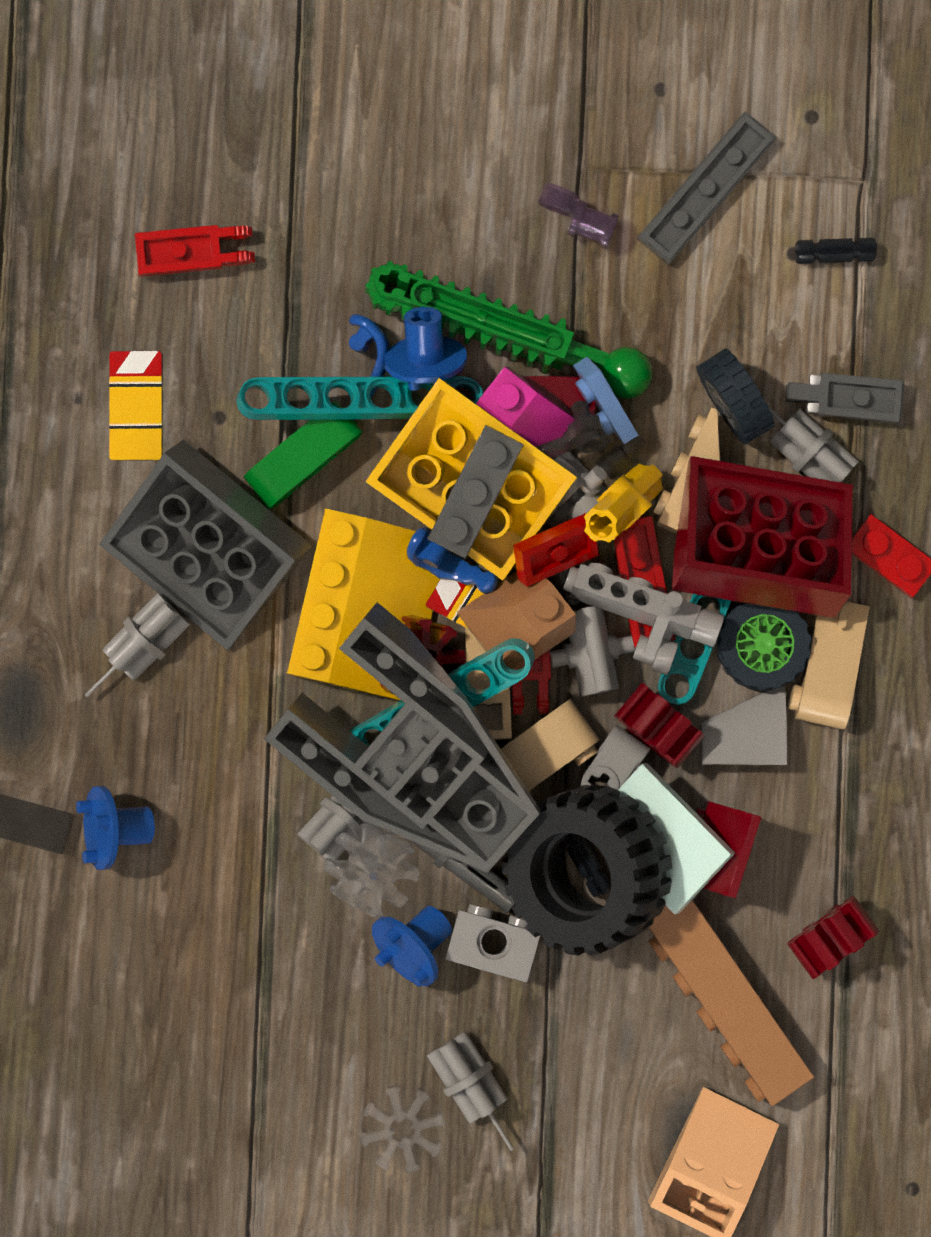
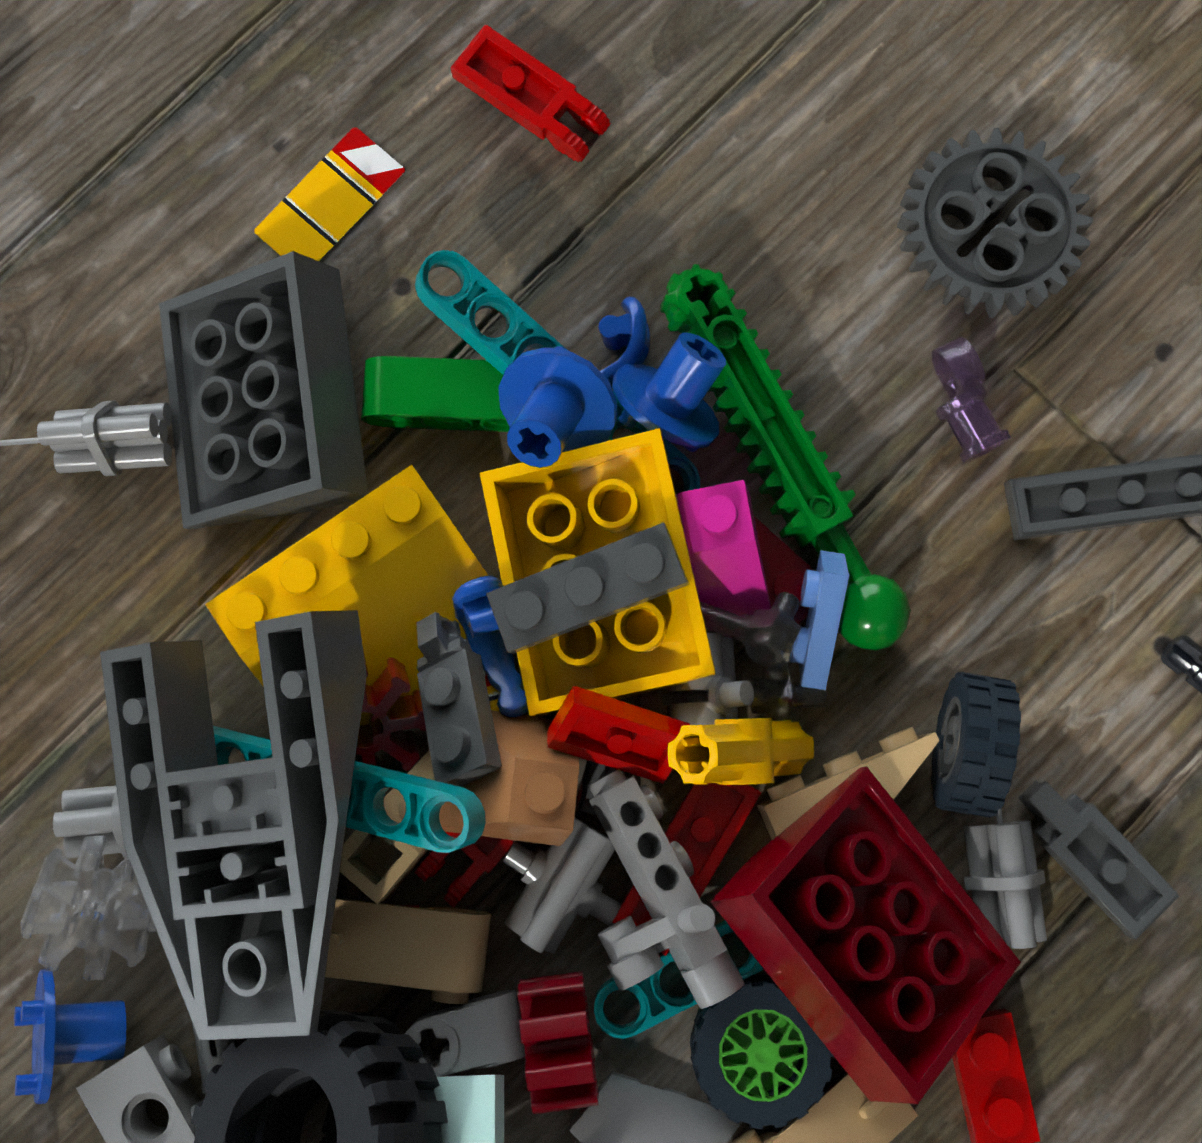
camera: 45 degrees right, 5 degrees down
(374, 414) = (555, 405): none -> blue piece
(459, 607) = (455, 704): none -> dark grey hinge
(545, 104) = (1032, 258): none -> dark grey gear

